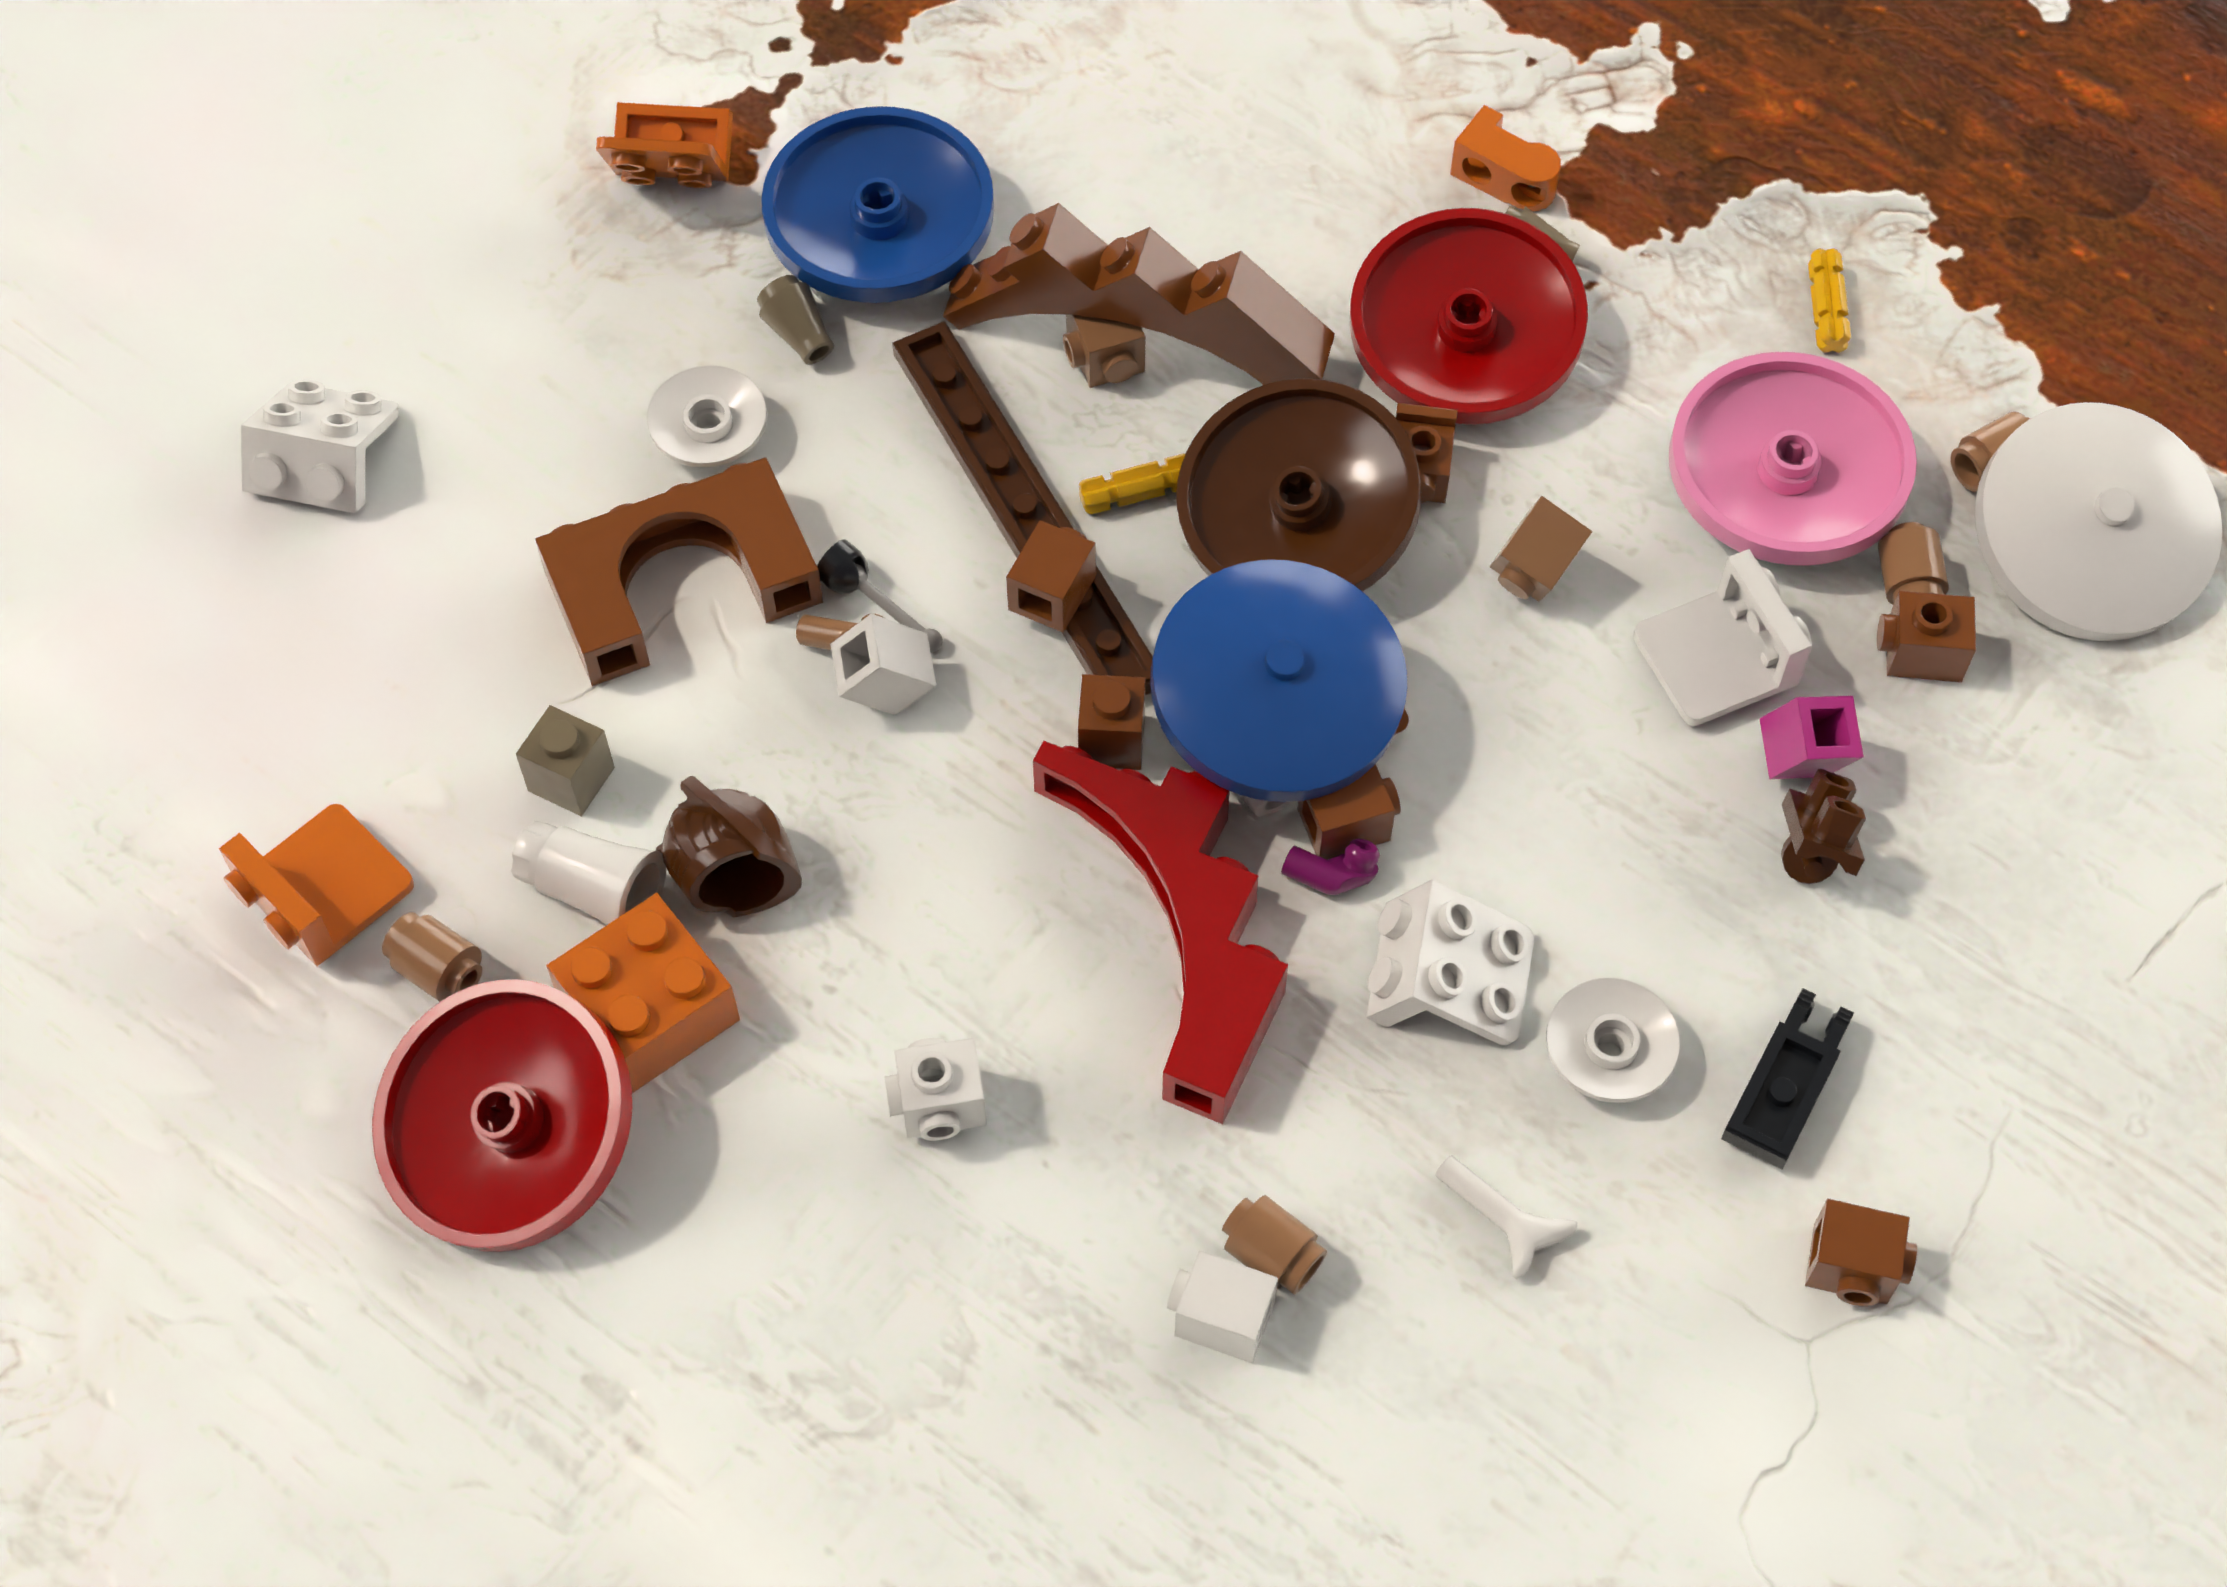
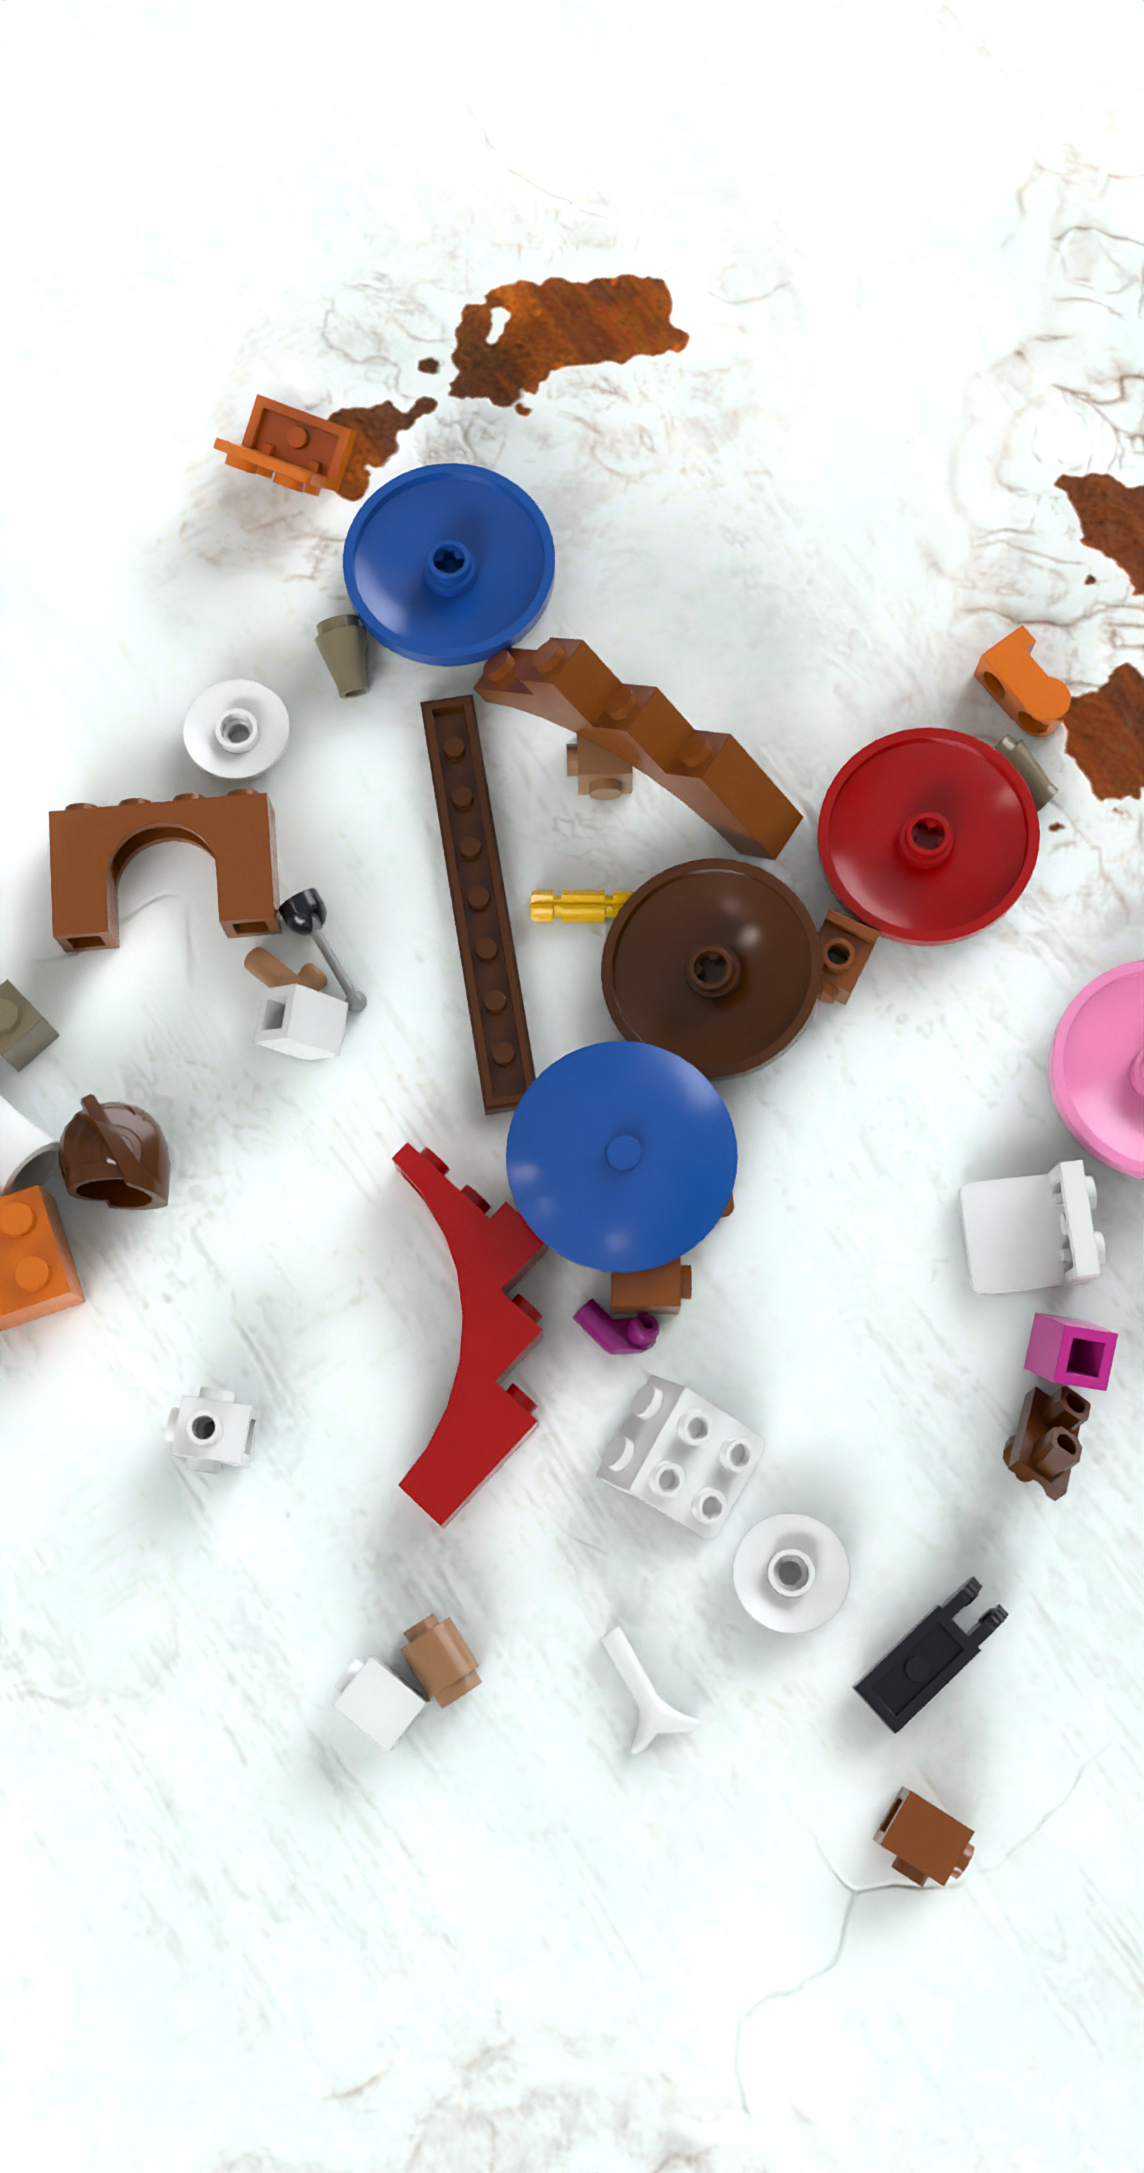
camera: 20 degrees right, 15 degrees up
(1051, 575) = (471, 982): dark orange brick -> none
(1112, 719) = (475, 1135): dark orange brick -> none
(1539, 550) = (901, 1091): medium nougat brick -> none

